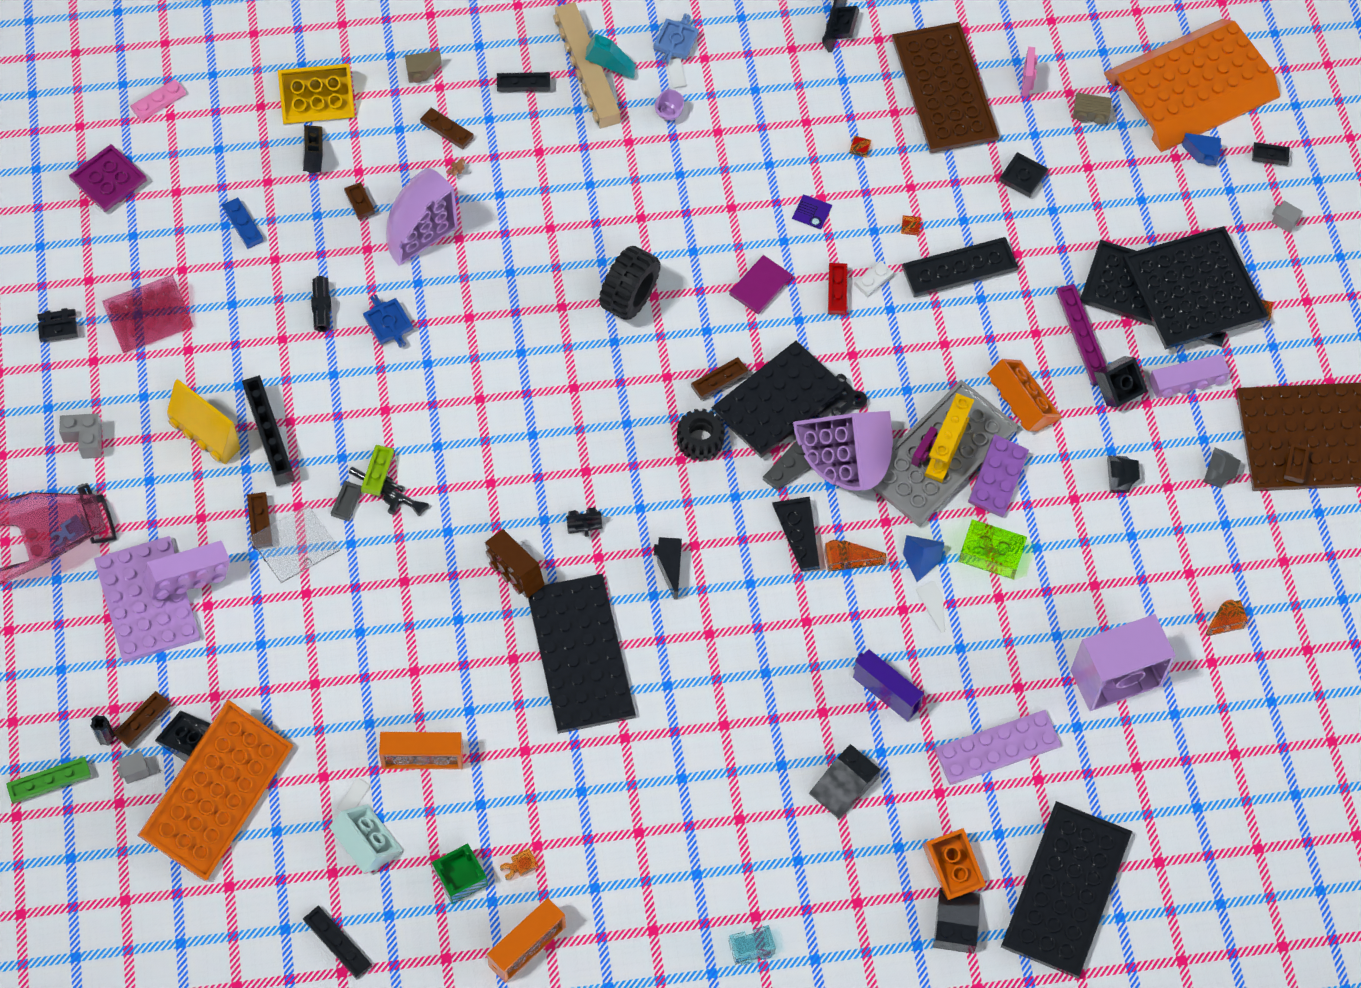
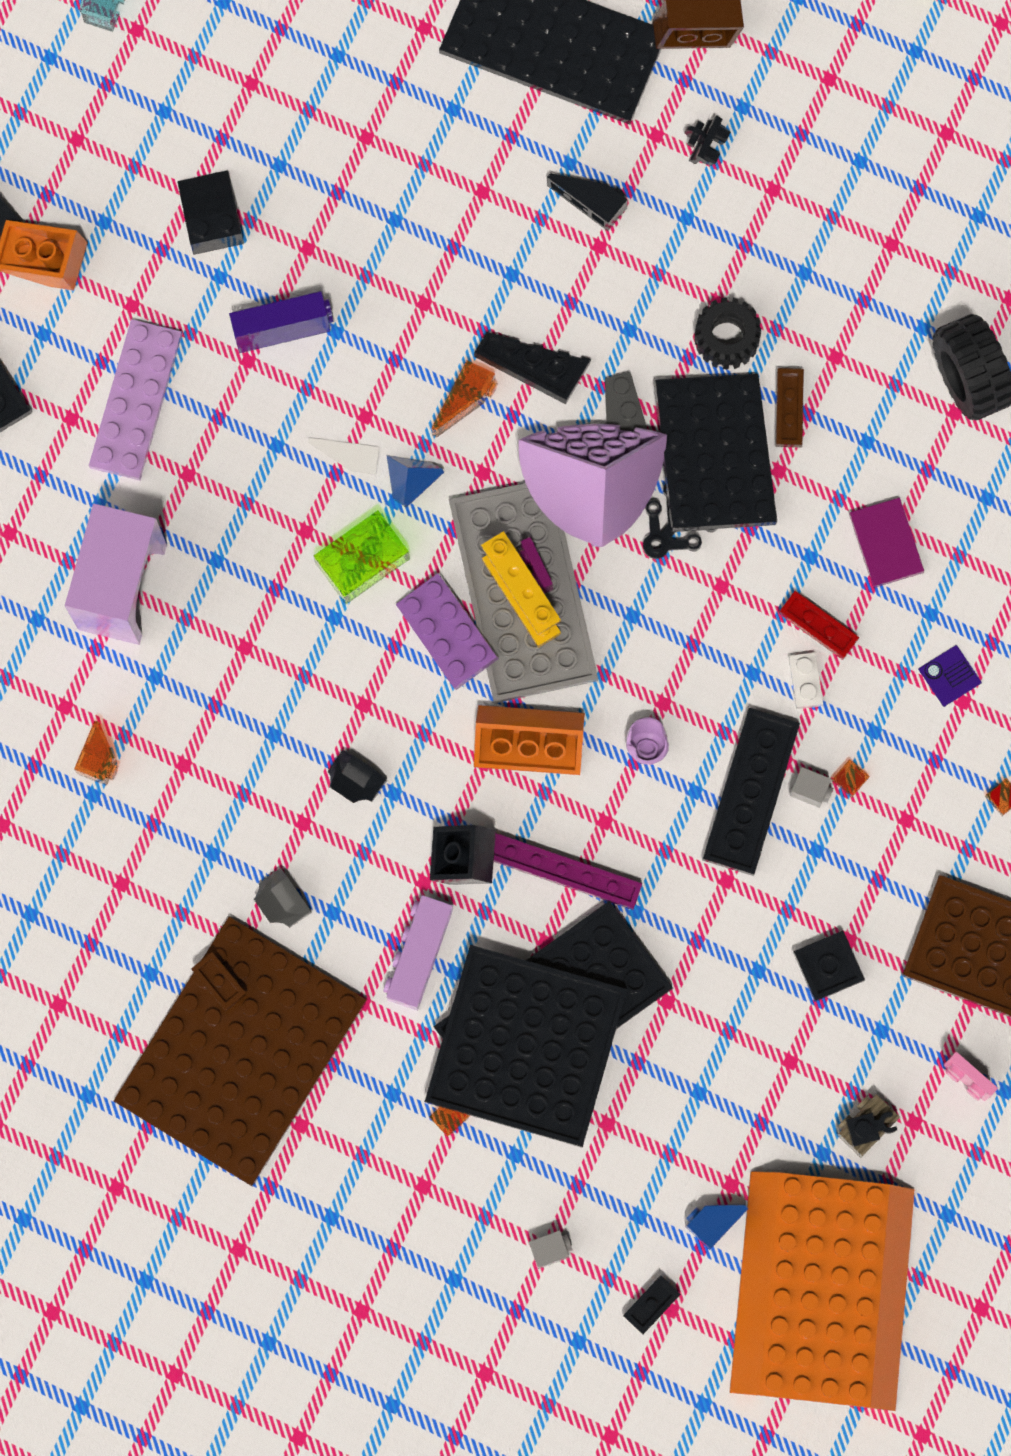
camera: 130 degrees right, 15 degrees up
(933, 238) = (811, 787): none -> light grey brick
(977, 331) = (647, 741): none -> lavender hair
(1097, 101) = (865, 1128): none -> black plate

